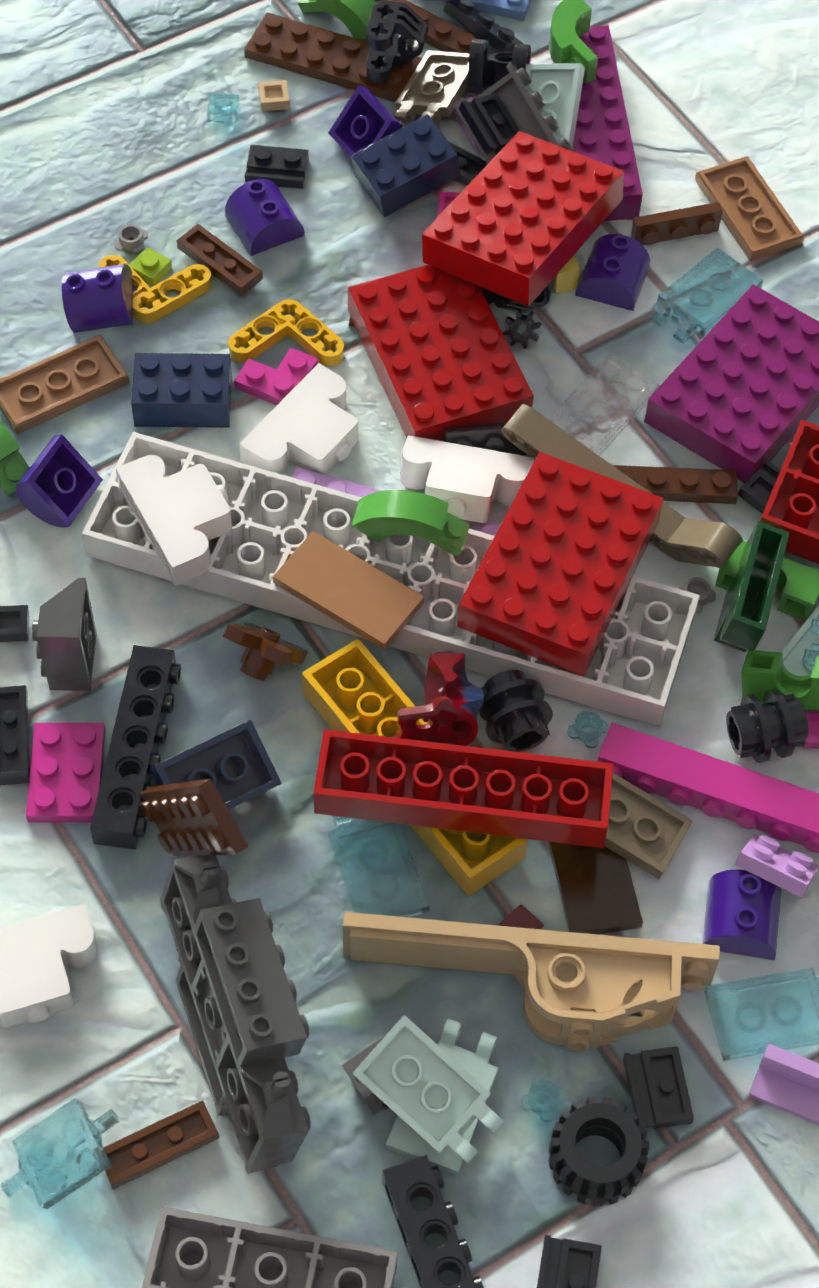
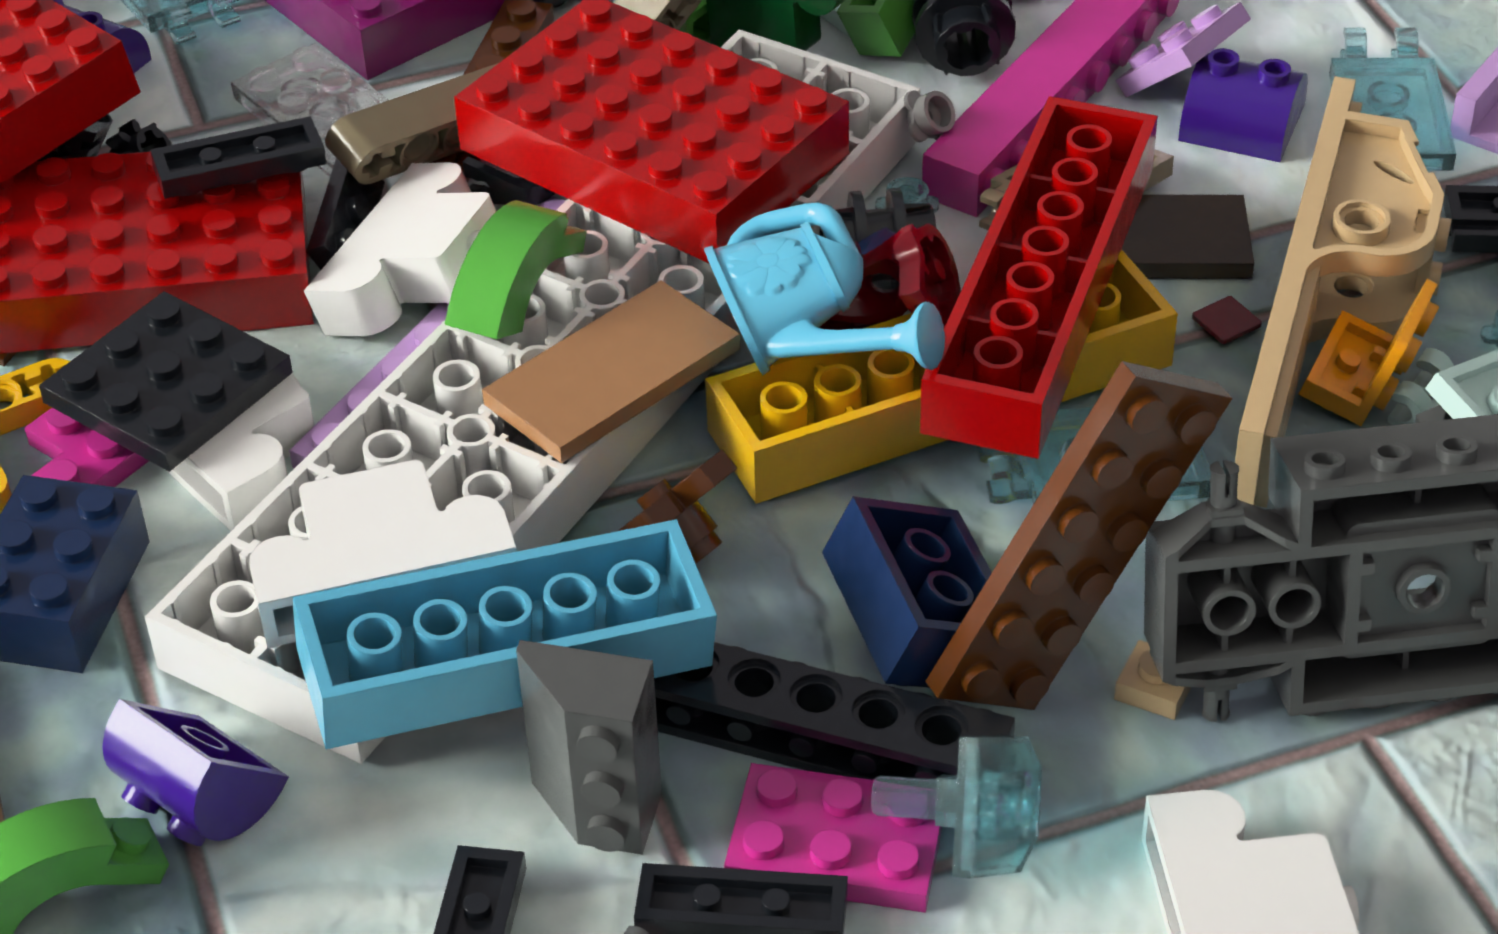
camera: 75 degrees left, 15 degrees down
(67, 826) = (988, 803): none -> clear light blue piece
(124, 580) = (447, 637): none -> medium azure brick
(313, 392) = (166, 380): none -> black plate
(401, 649) = (792, 281): none -> medium azure piece
(478, 998) = (1360, 358): none -> light orange bracket
(486, 368) = (238, 157): none -> black plate
(645, 707) = (928, 114): none -> light grey plate

